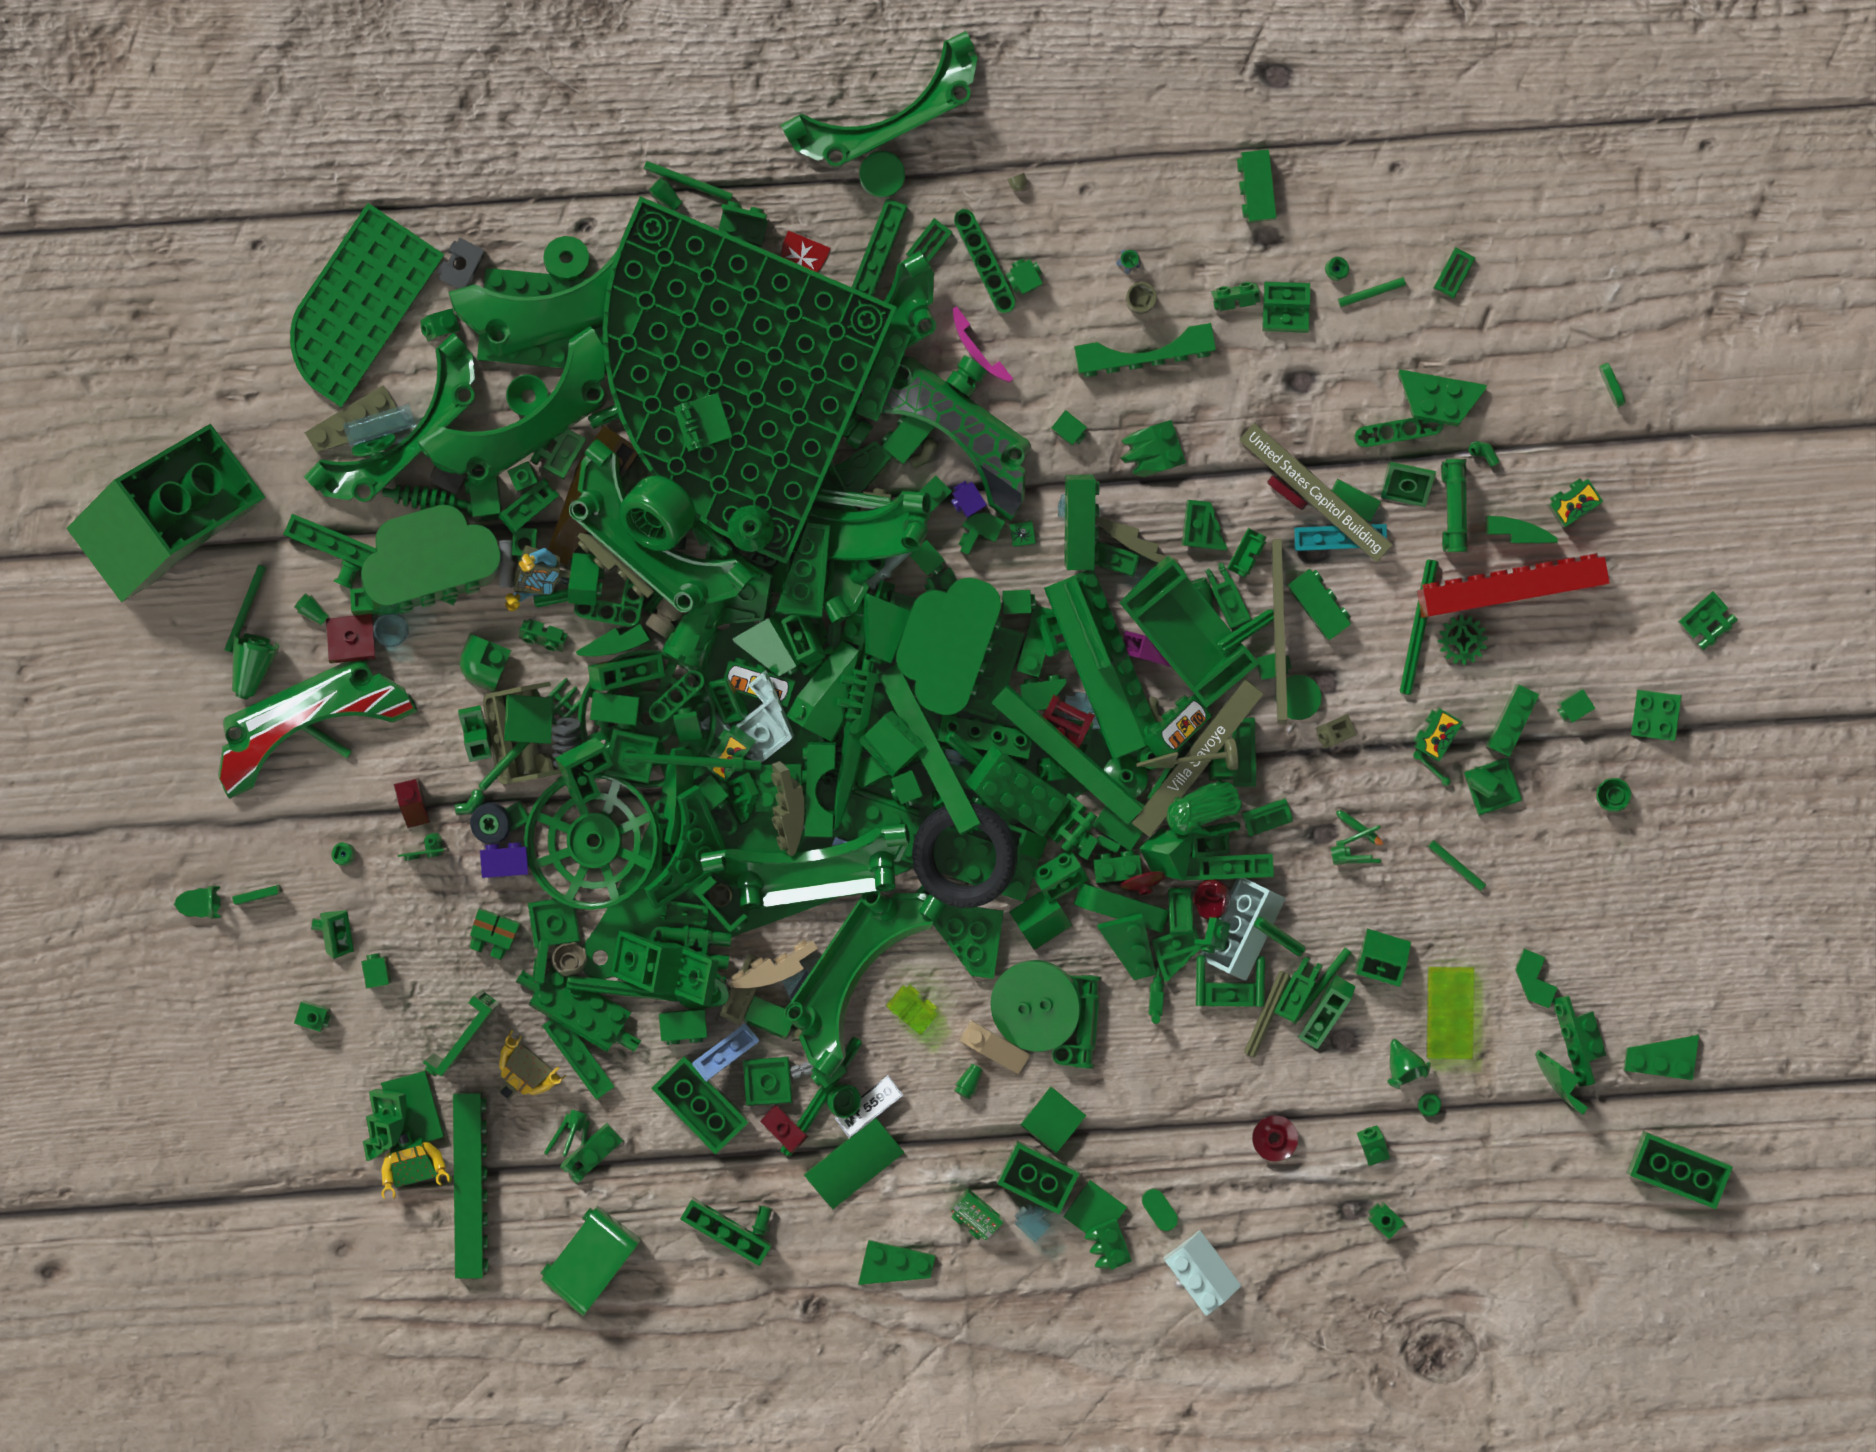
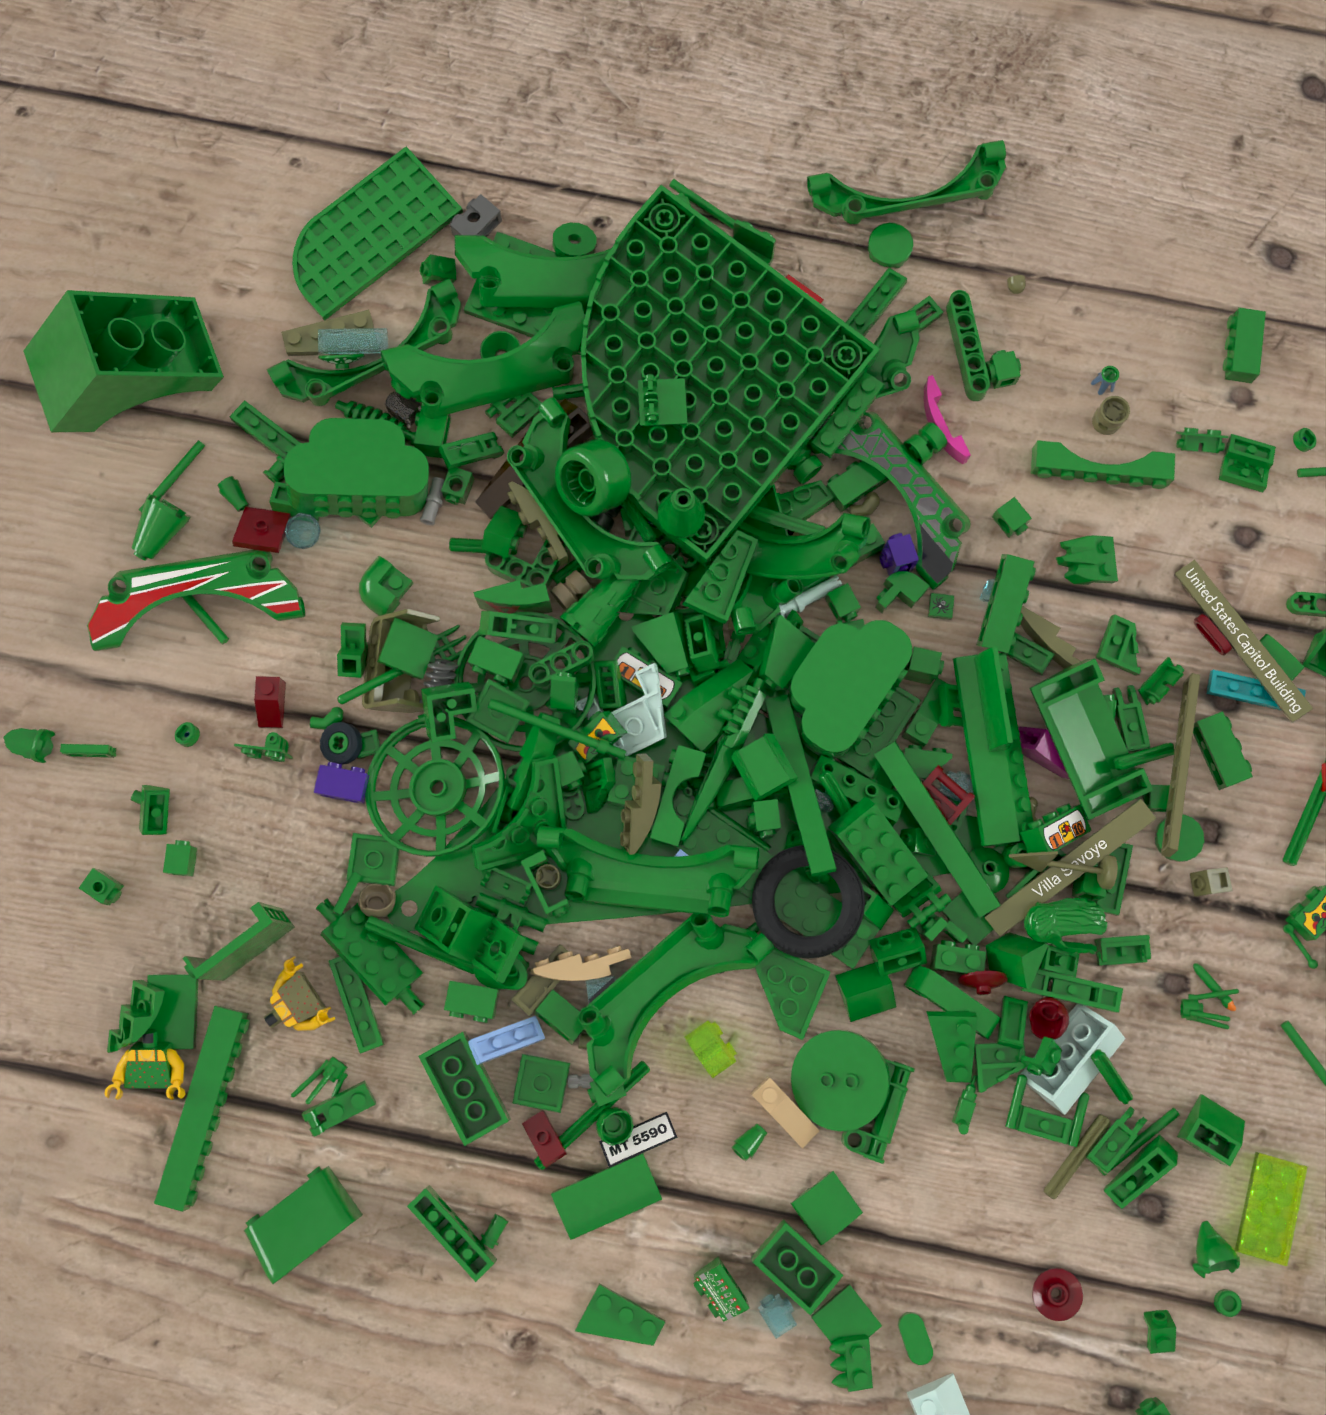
camera: 10 degrees right, 10 degrees down
(502, 937) = (310, 849): green hips -> none
(523, 476) = (473, 422): green brick -> none
(532, 633) = (438, 572): green hinge -> none
(535, 575) = (458, 515): torso -> none

